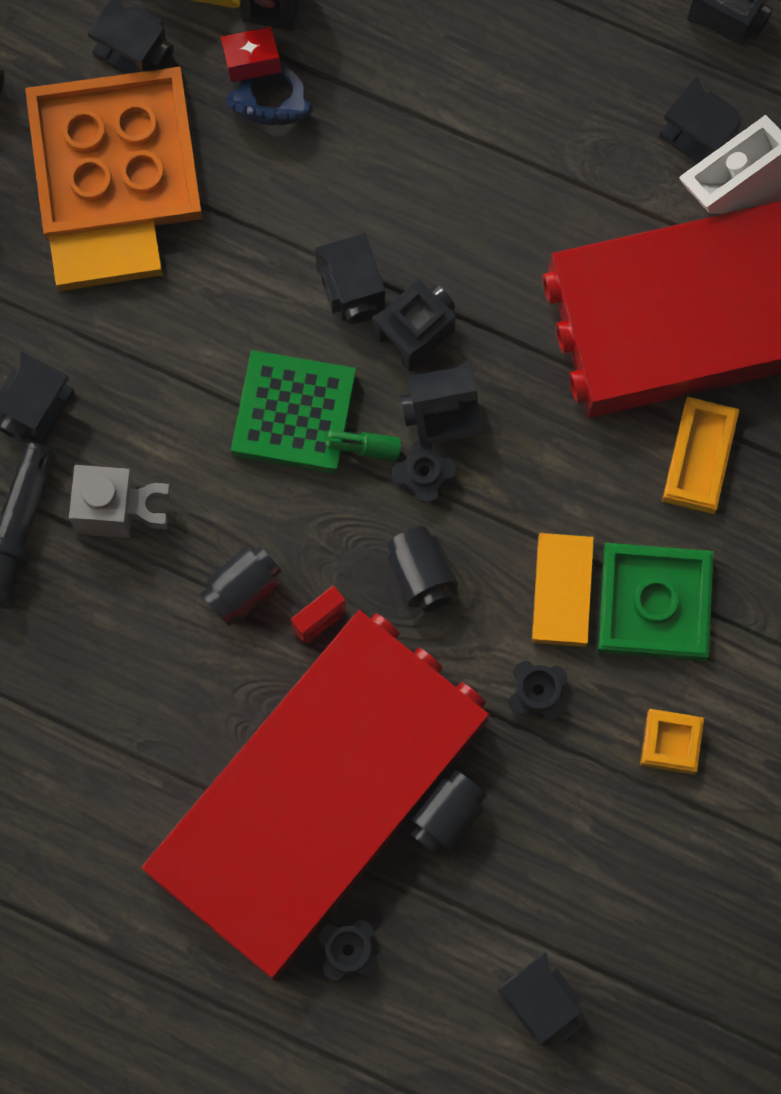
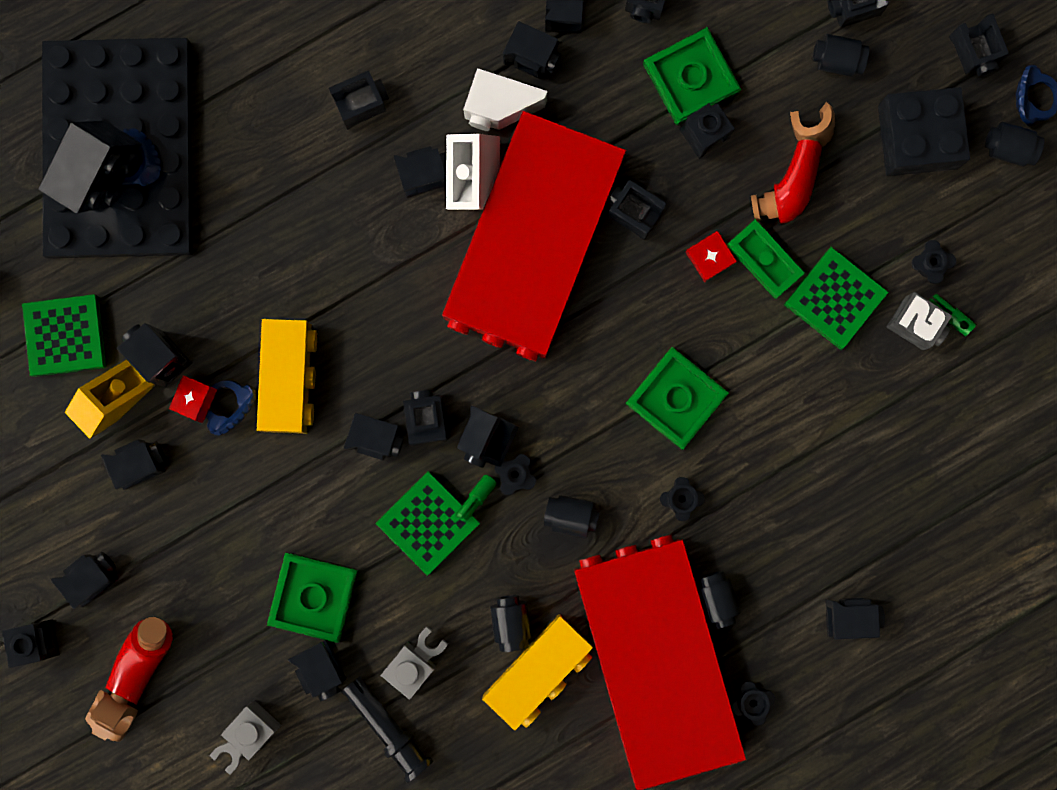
camera: 55 degrees left, 10 degrees up
(105, 256) = (257, 567): light orange tile -> none
(112, 340) = (312, 597): none -> green tile
(113, 152) = (198, 521): orange plate -> none
(204, 657) = (538, 673): none -> yellow brick
(319, 615) = (558, 592): red tile -> none
(350, 135) = (286, 376): none -> yellow brick
(562, 590) = (635, 445): light orange tile -> none
(672, 741) = (760, 445): light orange tile -> none
(700, 455) = (611, 312): light orange tile -> none

